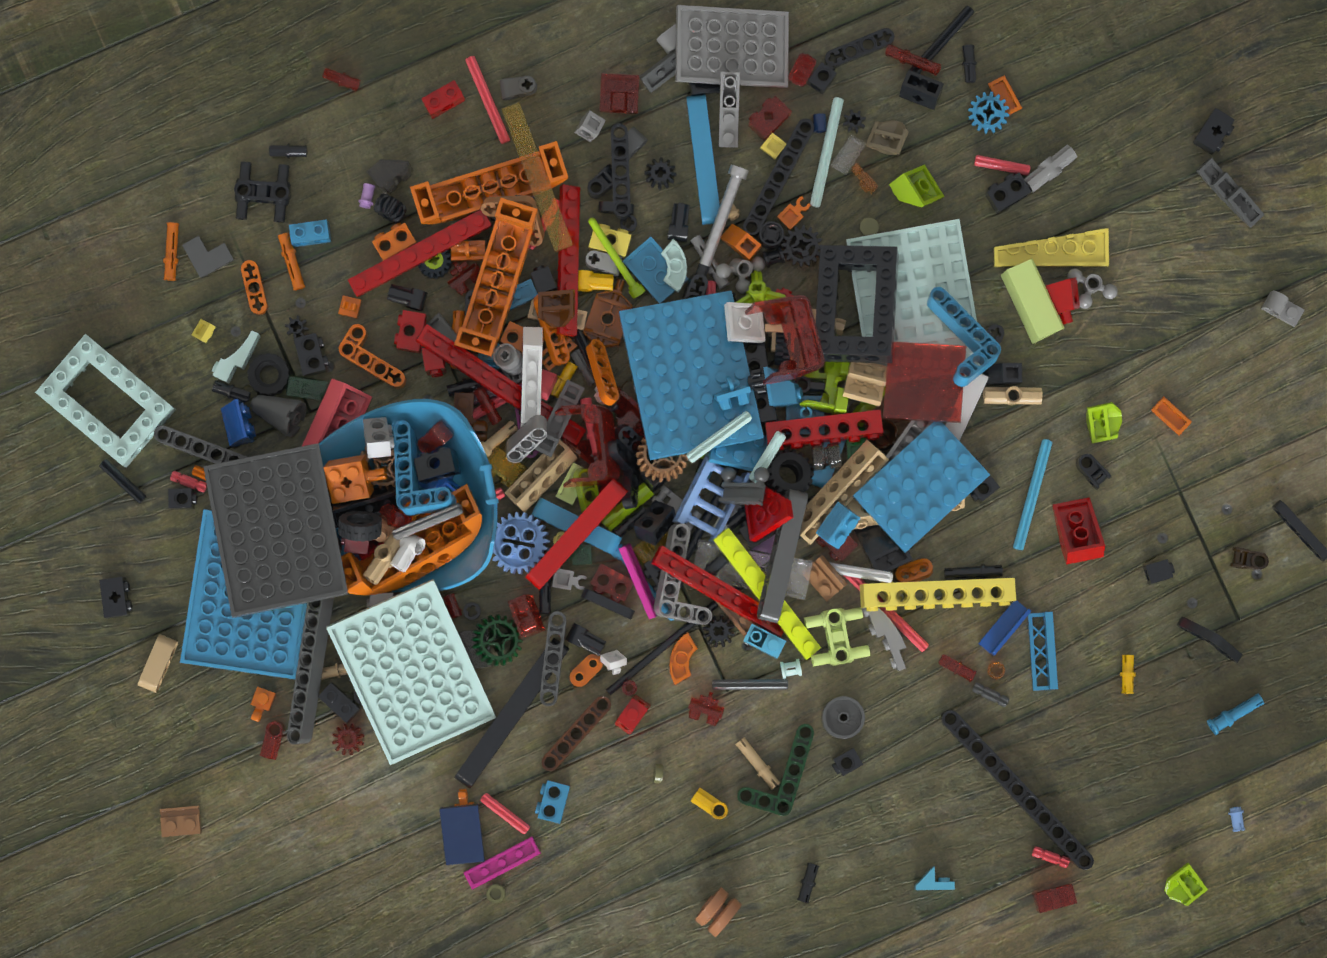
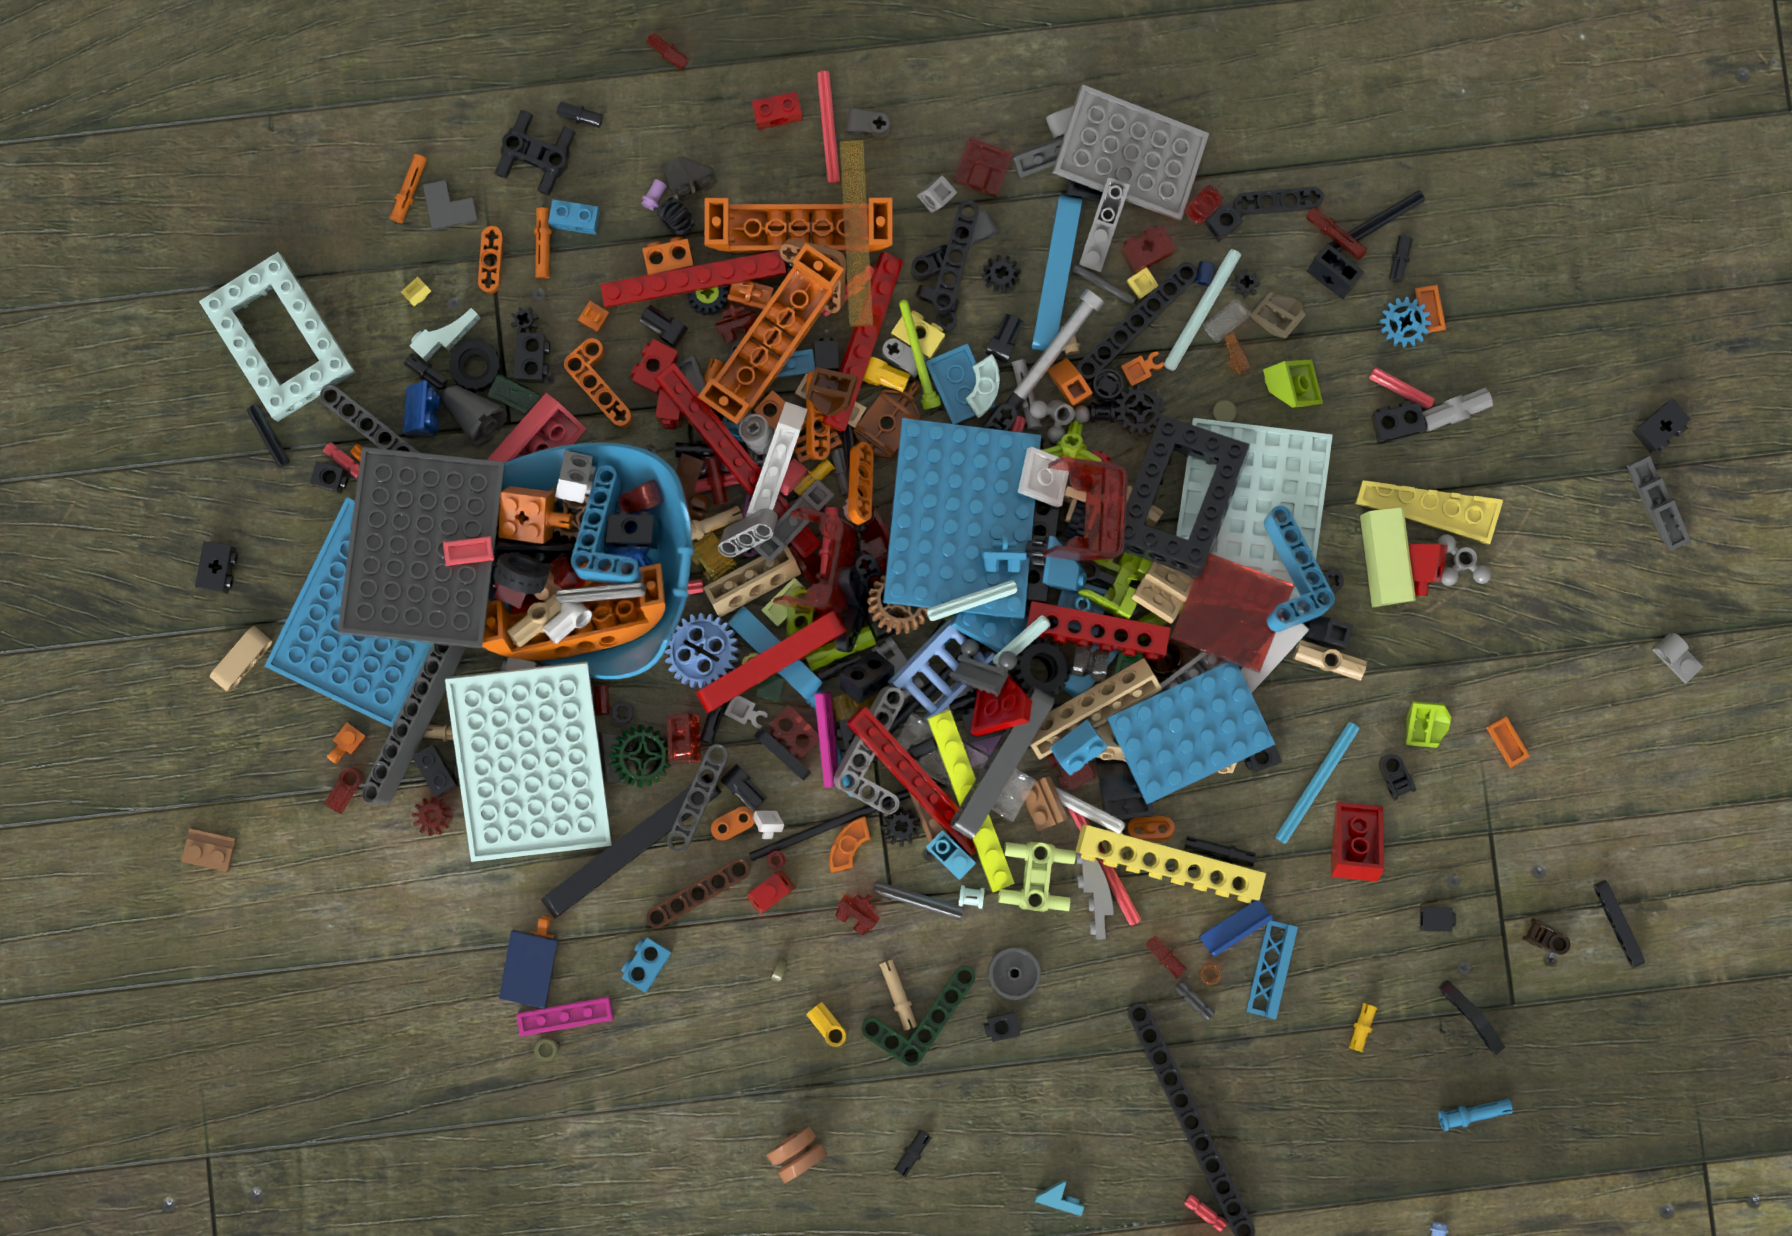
camera: 15 degrees right, 0 degrees up
(313, 521) = (468, 551): none -> coral tile
(504, 813) = (586, 960): coral axle -> none
(743, 156) = (1104, 284): none -> dark grey bar

